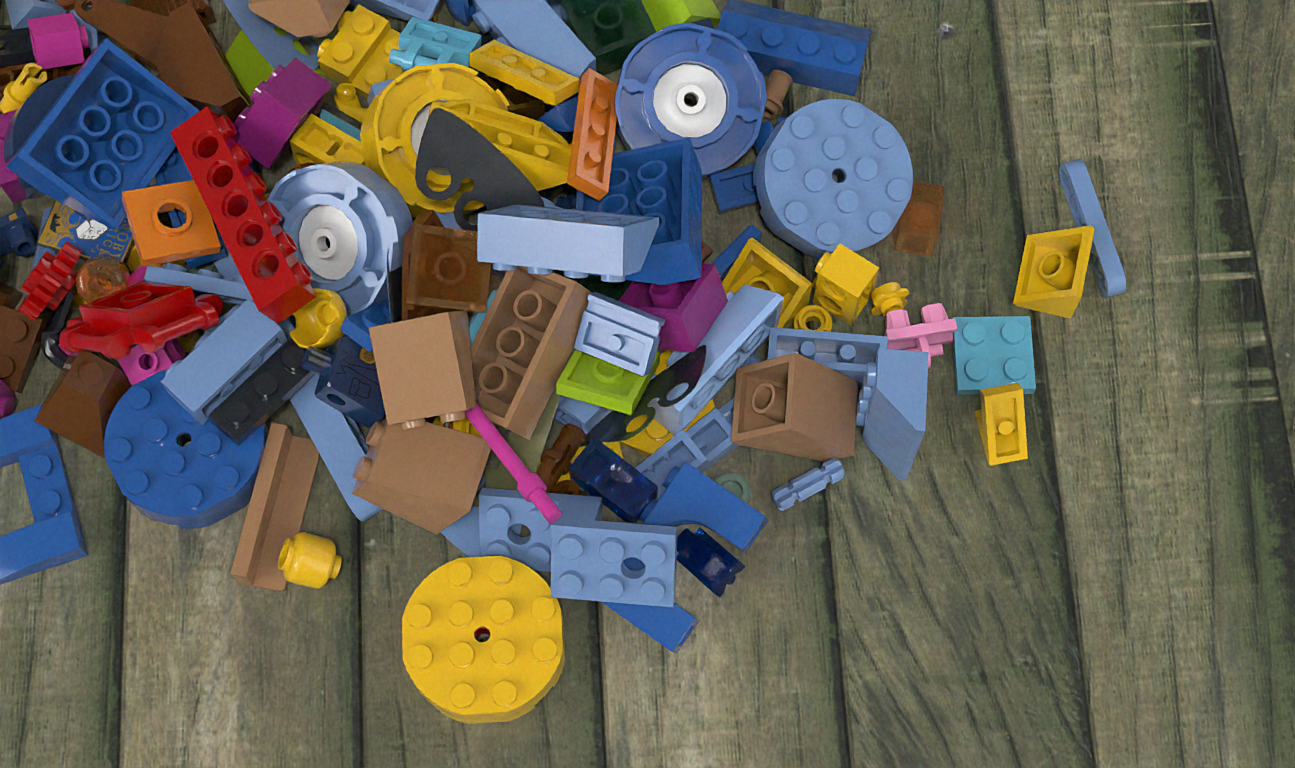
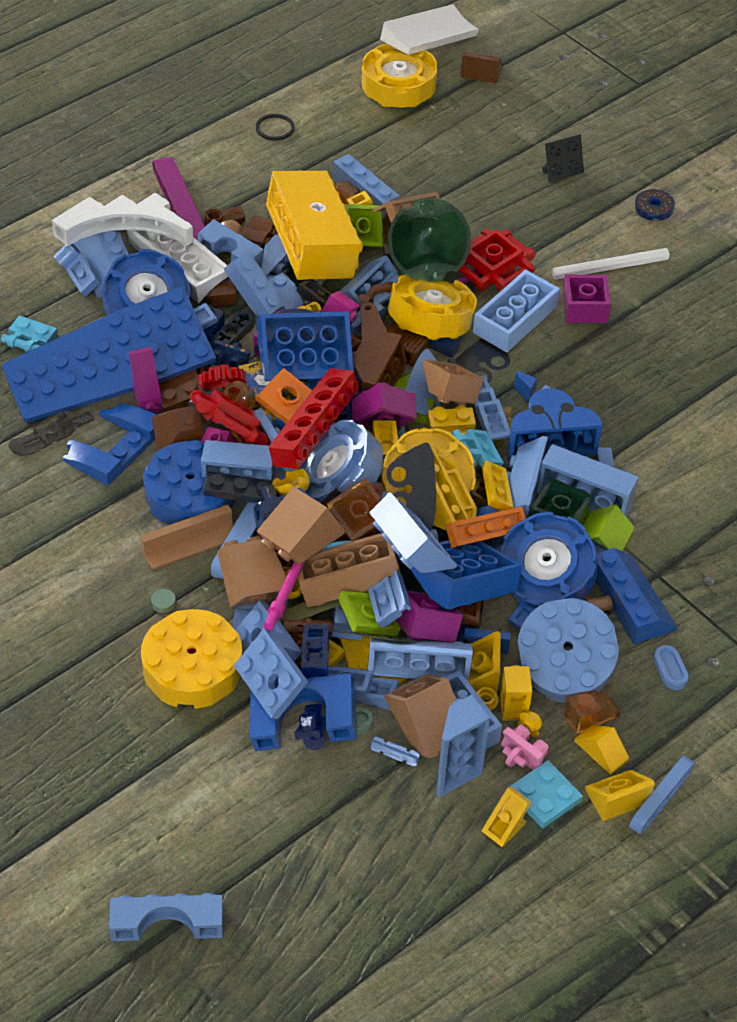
camera: 50 degrees right, 20 degrees down
(309, 560) = (173, 564): yellow head -> none
(352, 612) = (163, 601): none -> sand green tile
(922, 81) = (671, 667): none -> medium blue tile
(976, 241) = (604, 747): none -> yellow slope

